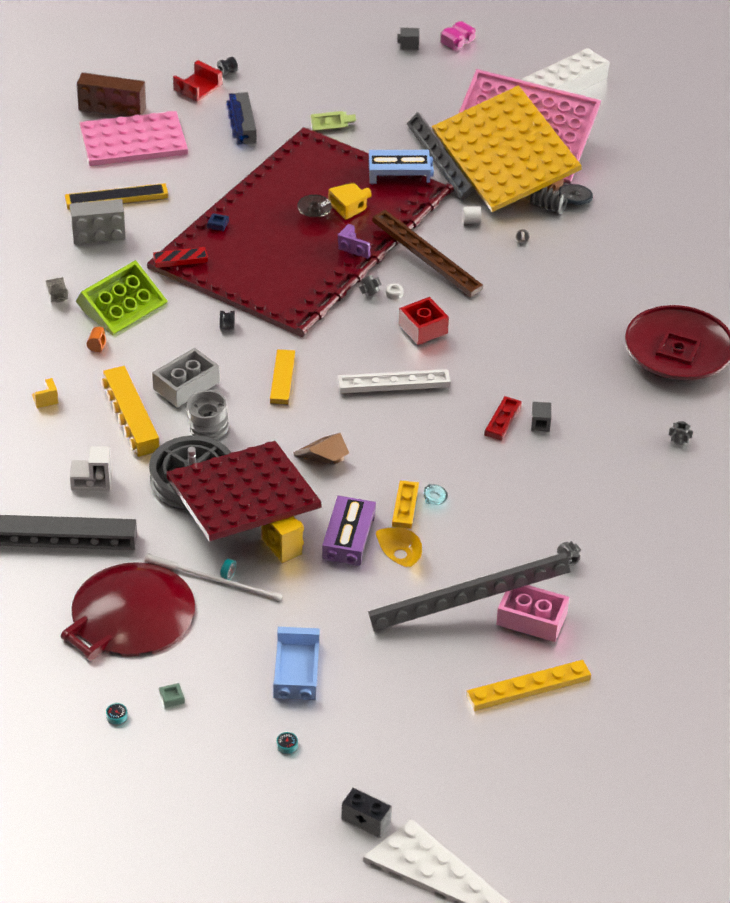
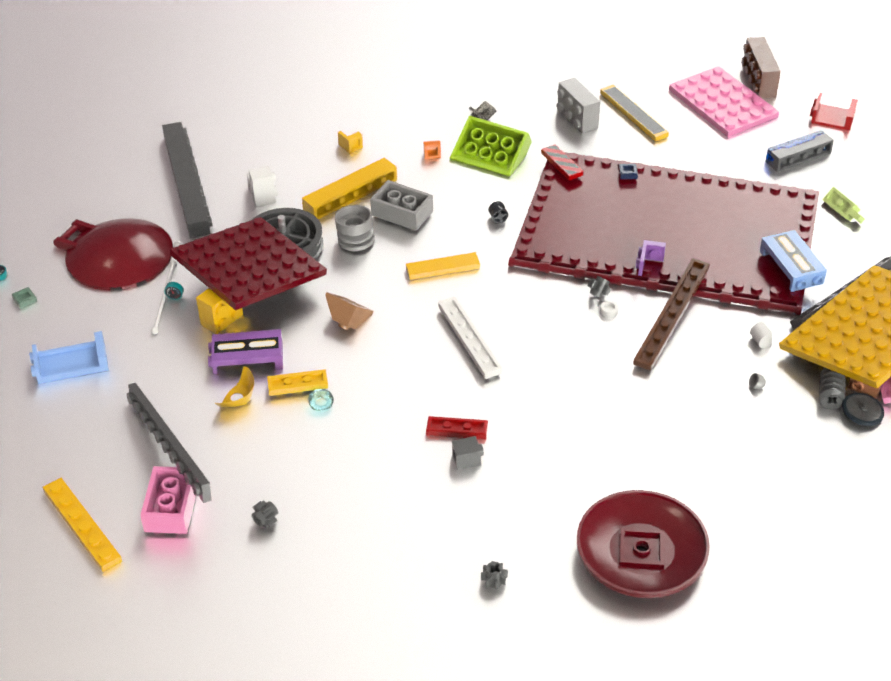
camera: 75 degrees right, 0 degrees up
(227, 65) = (873, 122): black wheel -> none
(314, 205) = (687, 219): clear smoke dish -> none
(349, 199) = (714, 240): yellow torso -> none
(423, 320) = (563, 333): red brick -> none

